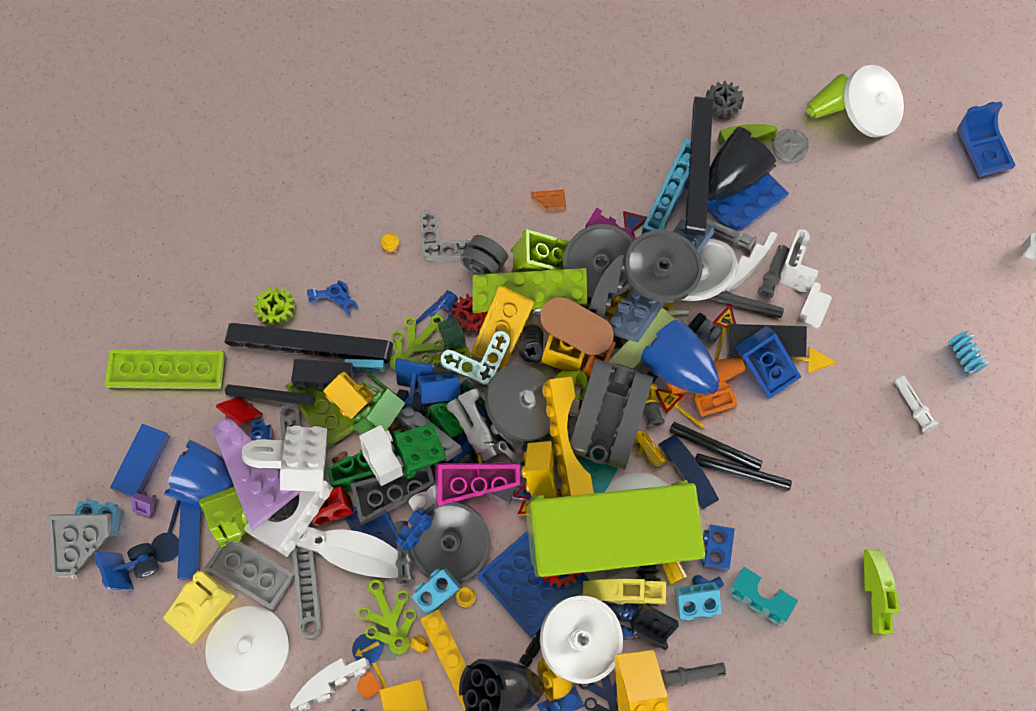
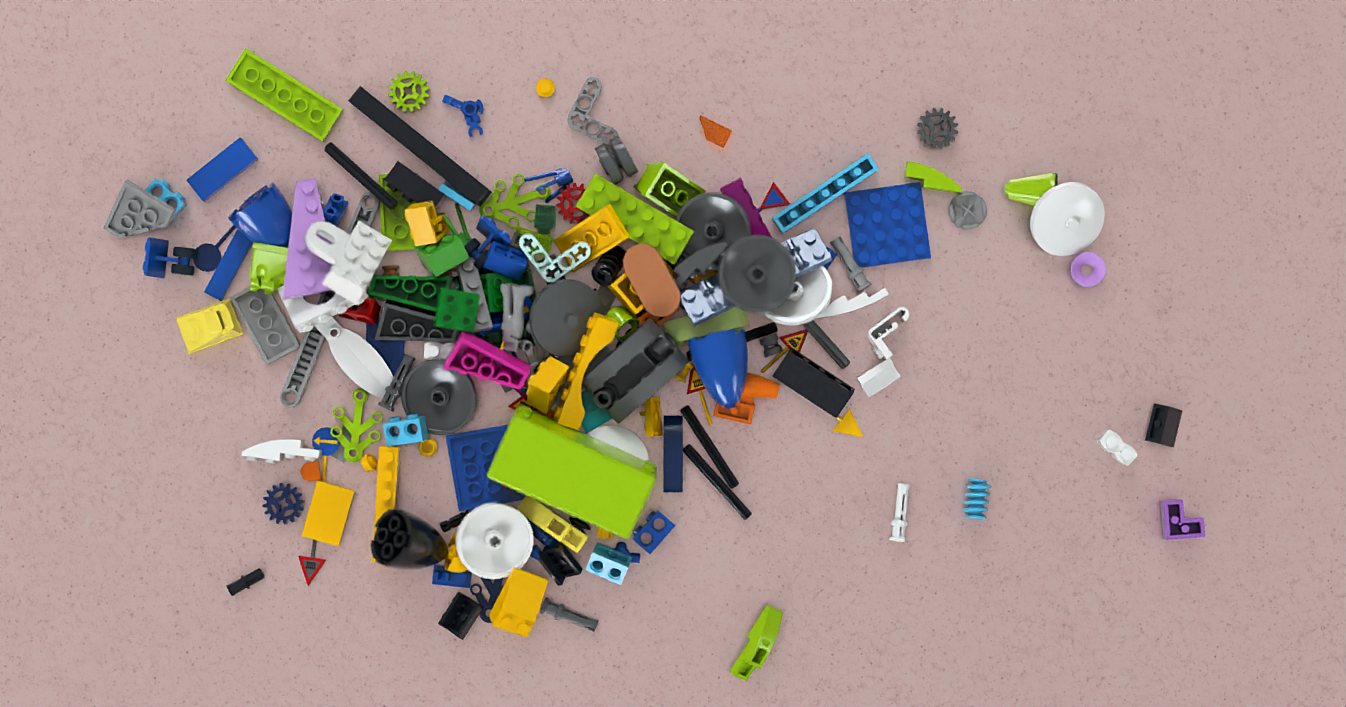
camera: 25 degrees right, 20 degrees up
(143, 504) = (206, 211): medium lavender tile -> none
(239, 410) = (327, 175): red piece -> none
(247, 648) = (231, 383): white dish -> none
(379, 455) = (421, 294): white brick -> none
(409, 537) = (408, 375): blue hinge -> none
(654, 415) = (675, 390): dark grey bush -> none
(699, 166) = (858, 191): black beam -> none
(738, 165) = (894, 211): black cylinder -> none
(746, 588) = (668, 606): teal arch -> none
(768, 361) = (798, 403): blue slope -> none
(771, 278) = (858, 328): dark grey pin -> none
(919, 126) = (1098, 269): none -> lavender piece
(984, 141) = (1142, 319): blue bracket -> none

